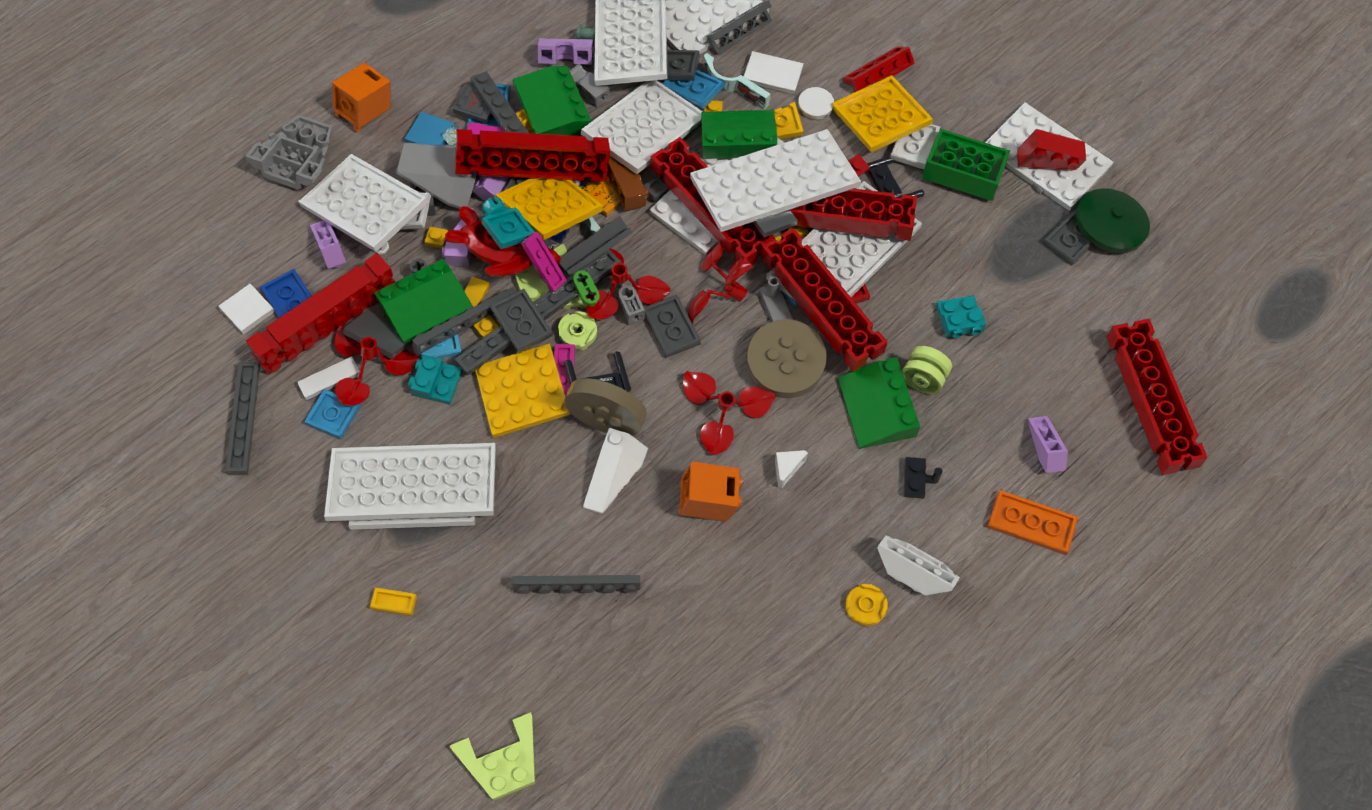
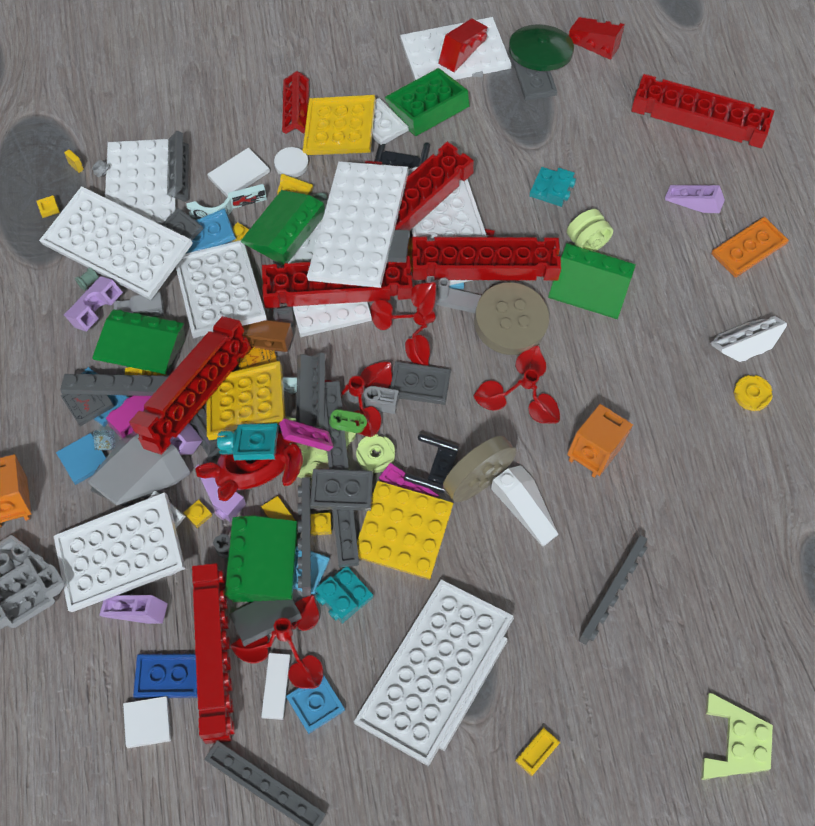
camera: 55 degrees left, 0 degrees up
(788, 464) = (605, 375): white slope -> none
(916, 478) = (668, 296): black plate -> none
(1166, 259) = (597, 36): none -> red wedge

